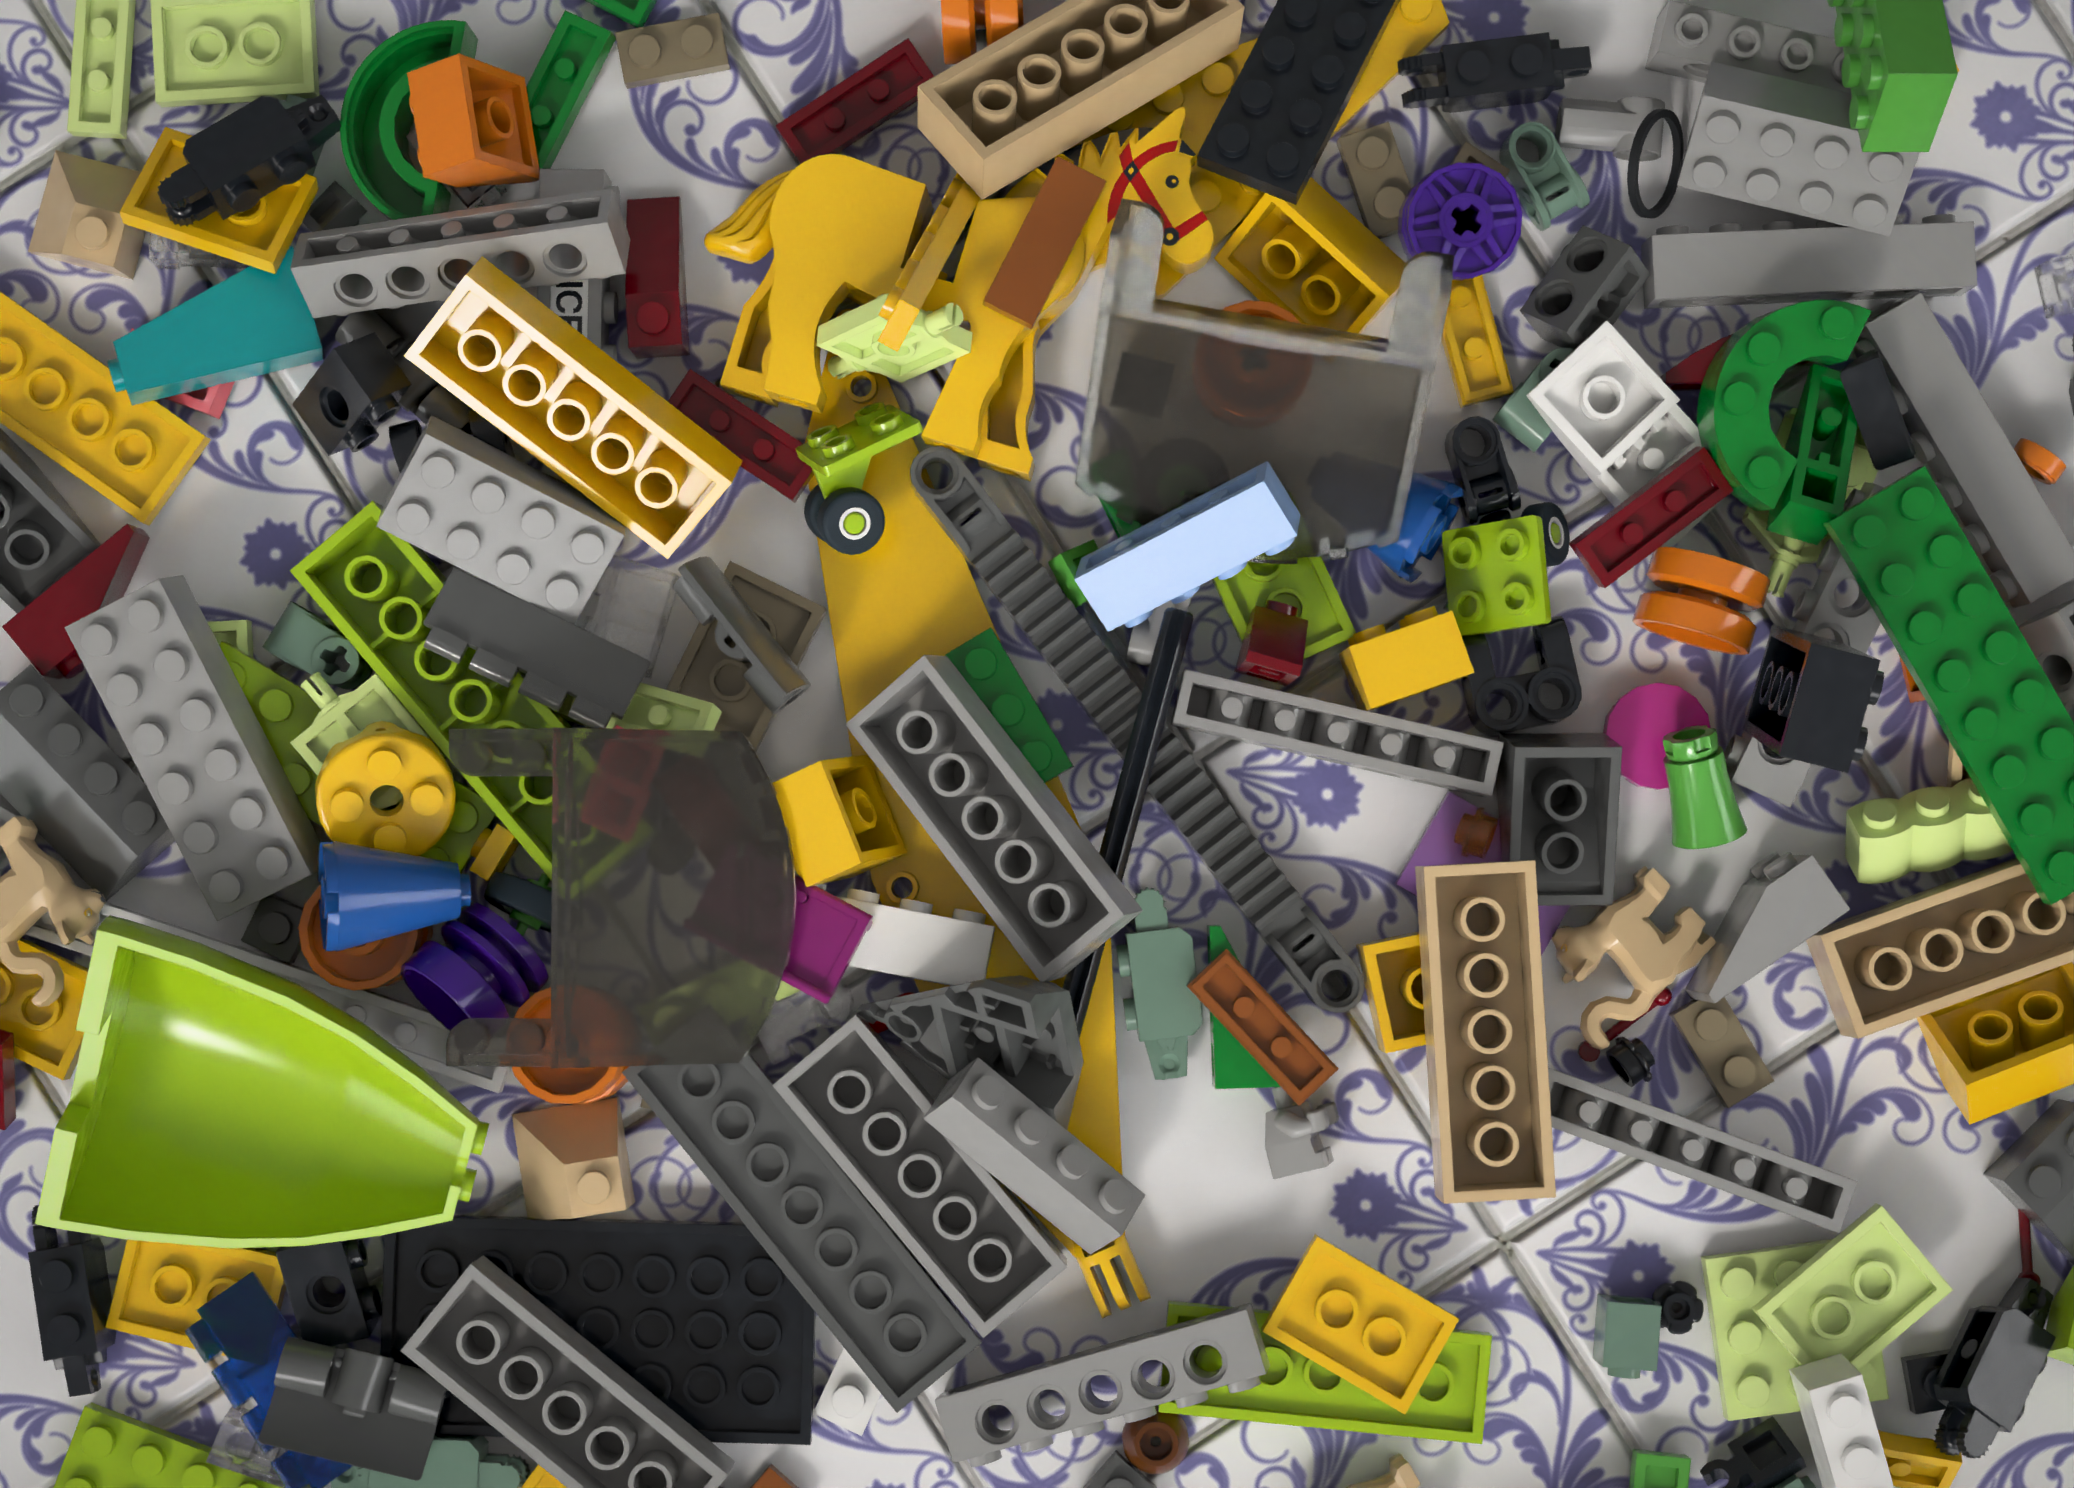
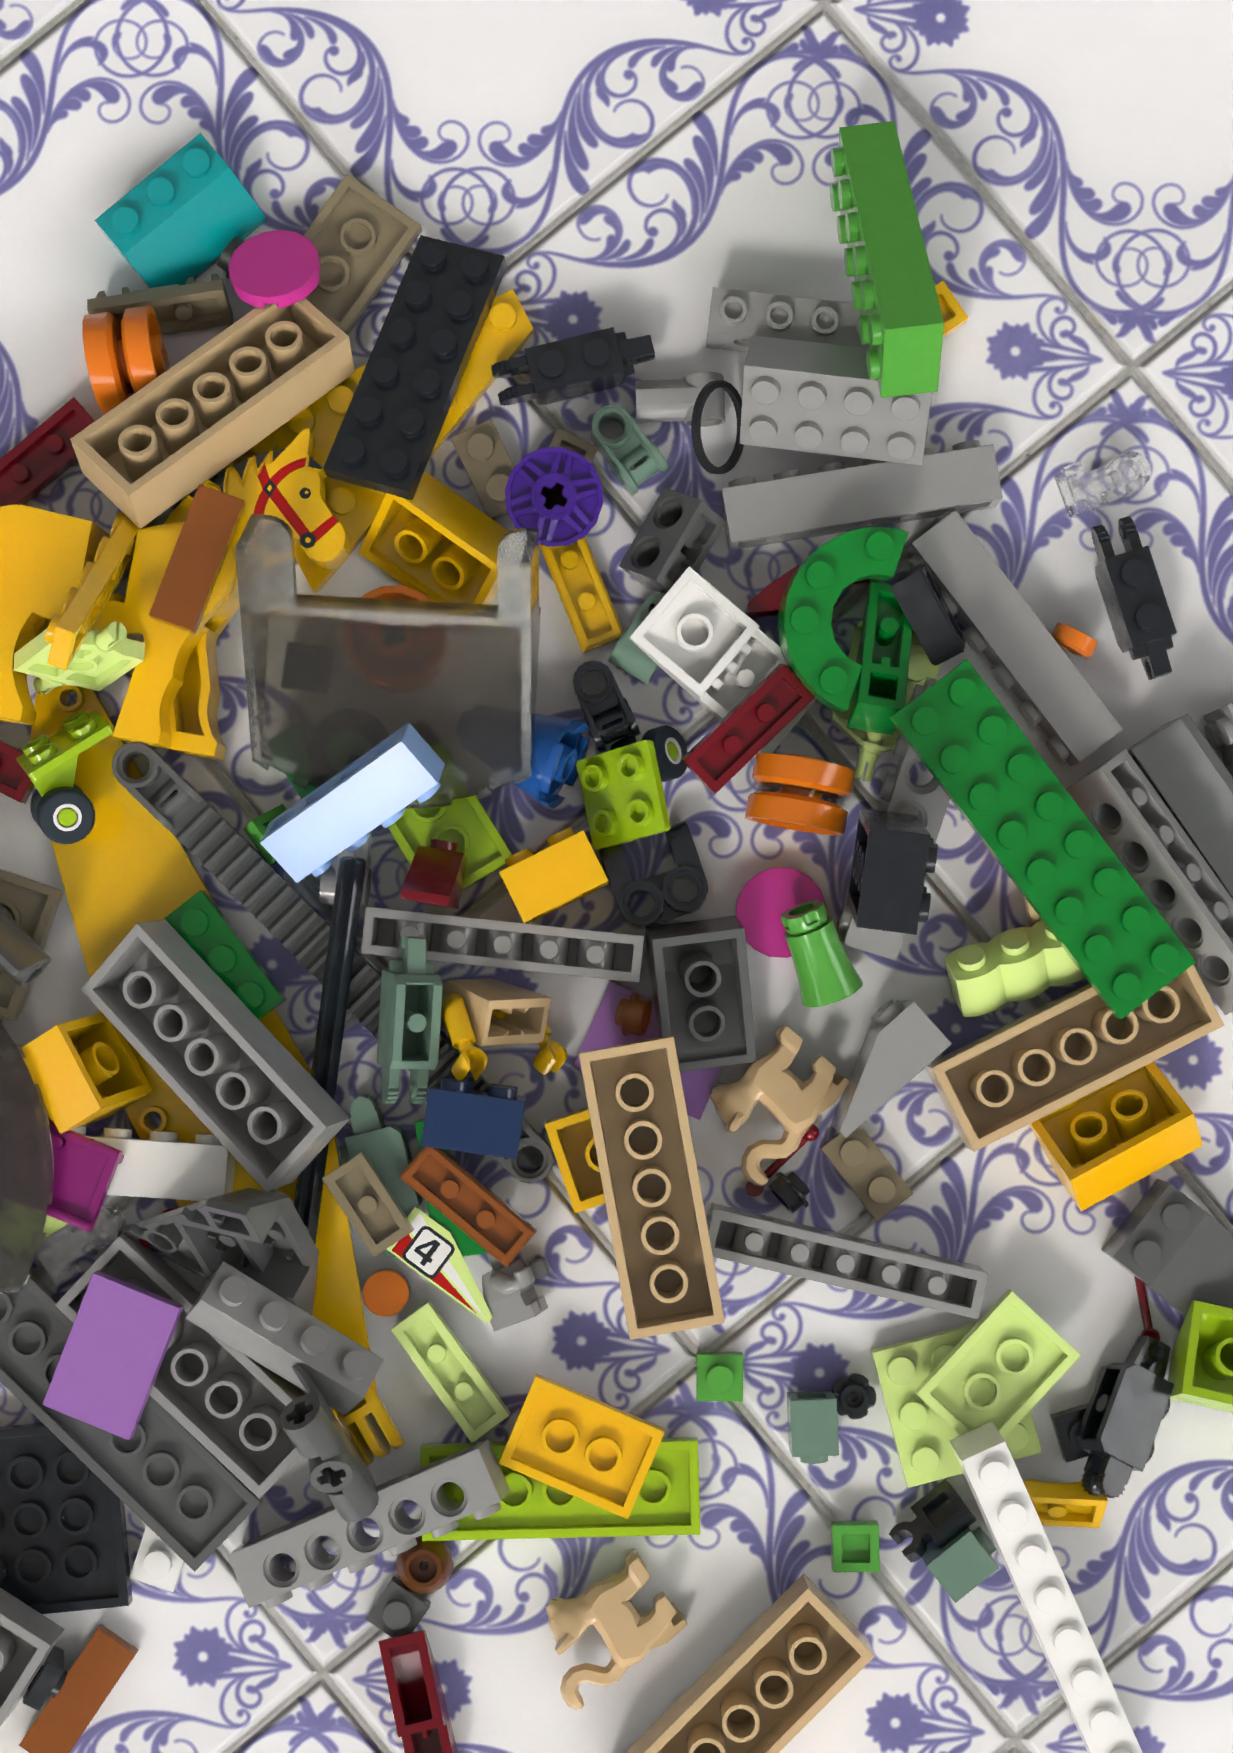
camera: 10 degrees left, 0 degrees up
(835, 1150) = (113, 1355): none -> medium lavender tile
(1077, 1290) = (331, 1456): none -> dark grey panel
(1147, 1120) = (386, 1292): none -> orange tile
(1148, 1013) = (368, 1204): none -> dark tan plate
(1212, 1220) = (450, 1371): none -> yellowish green plate
(1217, 1085) = (437, 1258): none -> sticker
(1223, 807) = (409, 1020): none -> sand green hinge
(1290, 929) = (474, 1118): none -> dark blue brick
(1318, 814) = (496, 1014): none -> tan torso
(1523, 1265) = (719, 1376): none -> bright green plate

